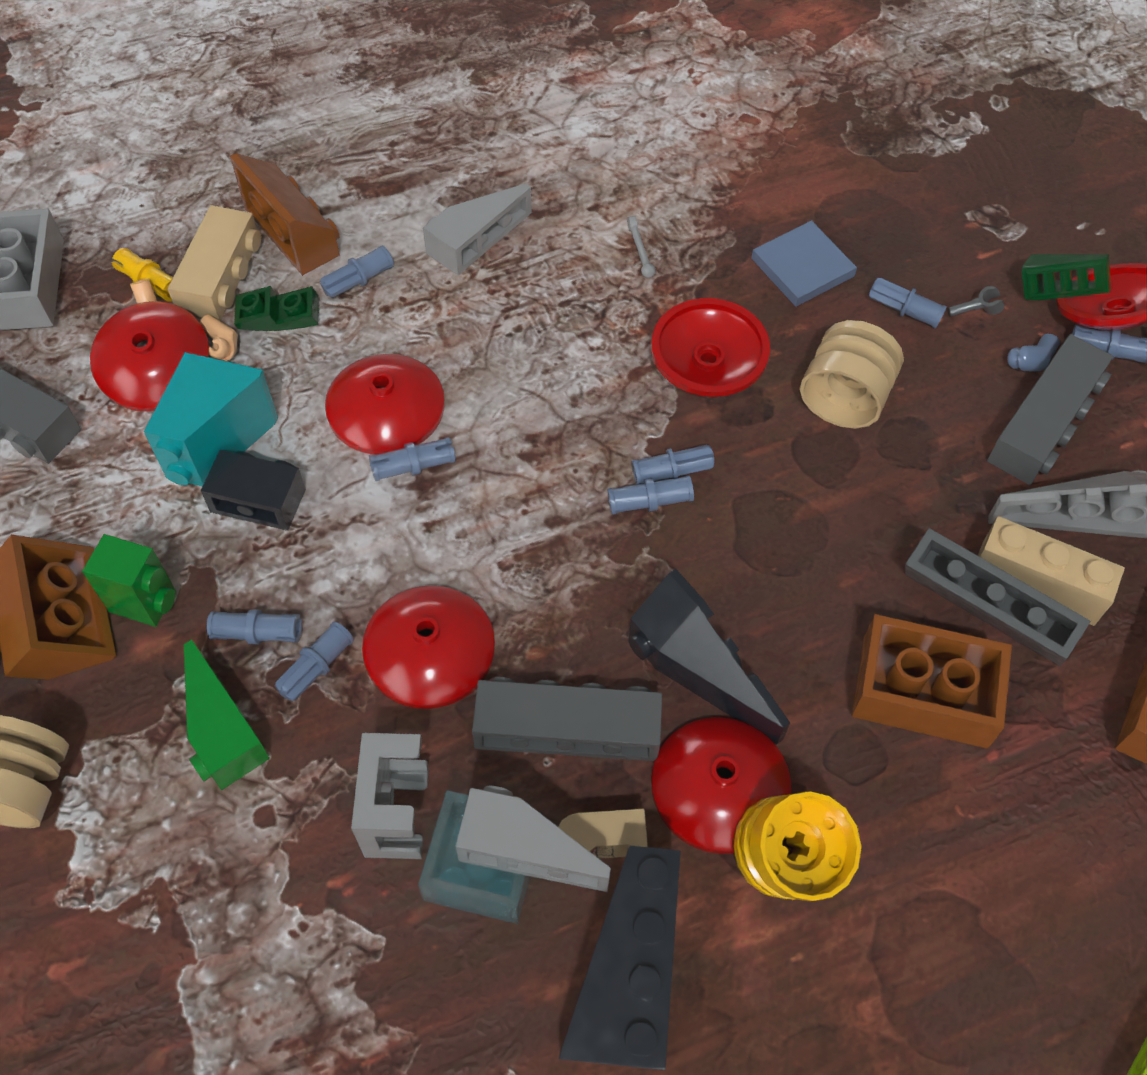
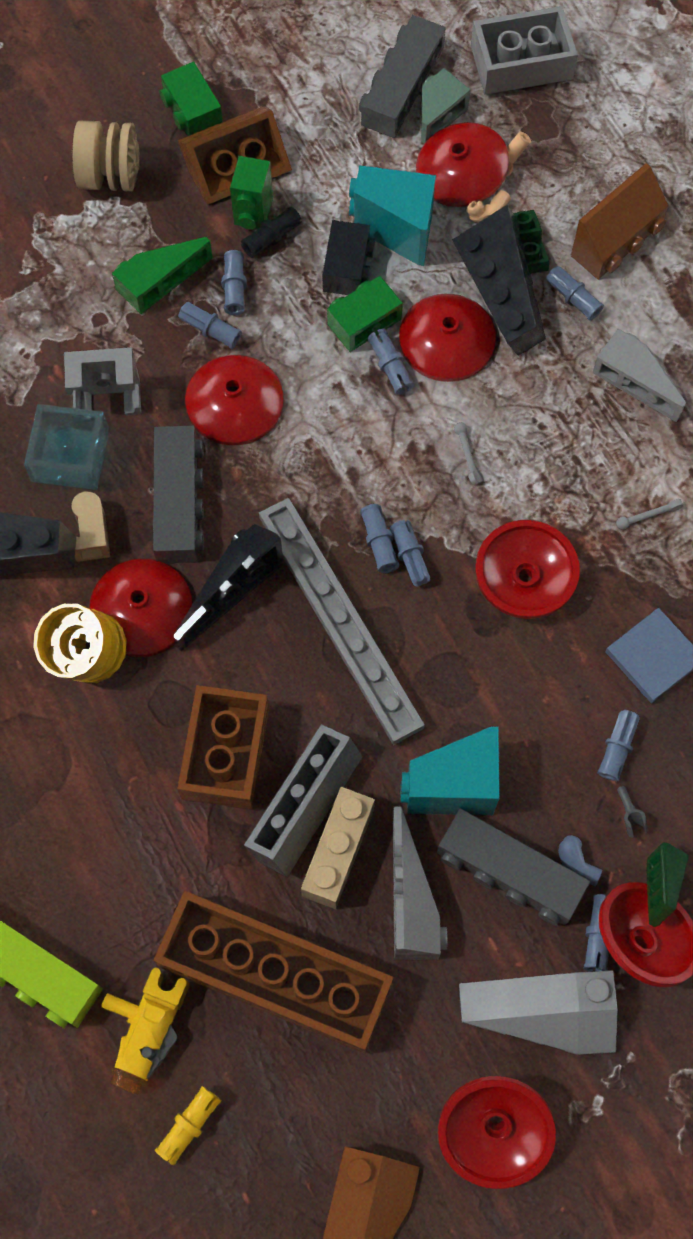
camera: 85 degrees right, 10 degrees up
(53, 367) = (442, 102): none -> sand green slope
(140, 269) = (543, 143): yellow pin -> none
(187, 575) = (271, 232): none -> black pin
(215, 262) = (560, 186): tan brick -> none
(331, 324) = (501, 273): none -> black wedge
(340, 478) = (364, 312): none -> green brick
(513, 402) = (474, 476): none -> light grey hinge
(516, 838) = (62, 457): light grey slope -> none
(755, 544) = (342, 623): none -> light grey plate
(852, 374) = (511, 684): tan wheel -> none
(961, 436) = (455, 777): none -> teal slope

